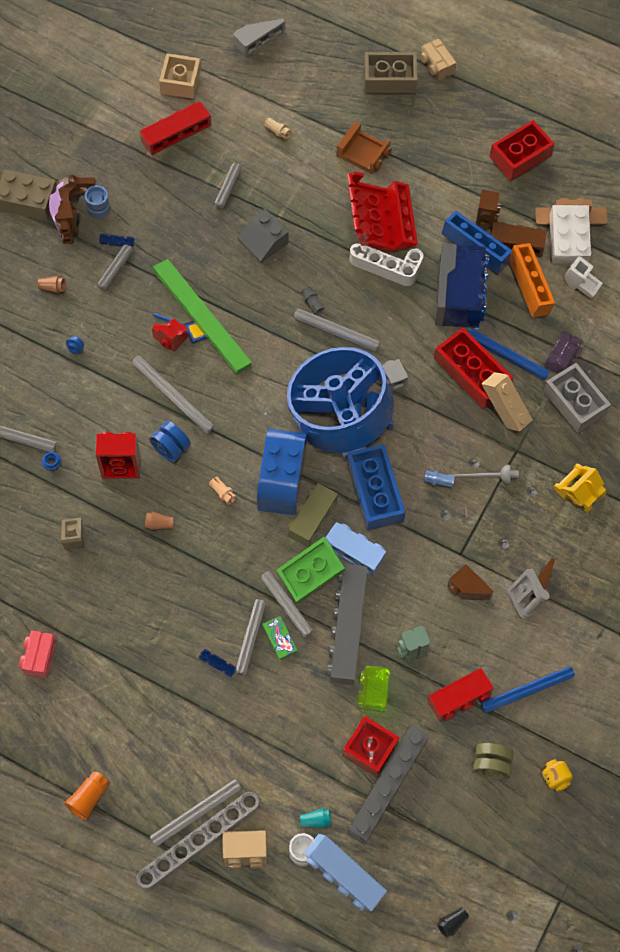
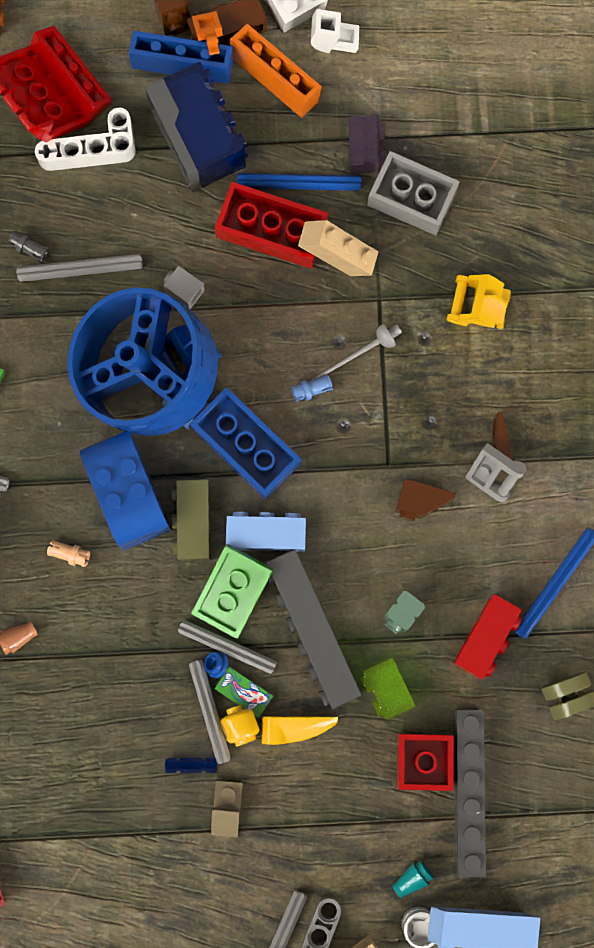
camera: 30 degrees left, 15 degrees up
(223, 703) = (226, 808): none -> dark tan slope
(264, 654) = (240, 725): none -> yellow head
(272, 609) = (216, 664): none -> blue plate
(295, 676) = (291, 729): none -> yellow piece
(503, 232) = (208, 27): none -> orange plate

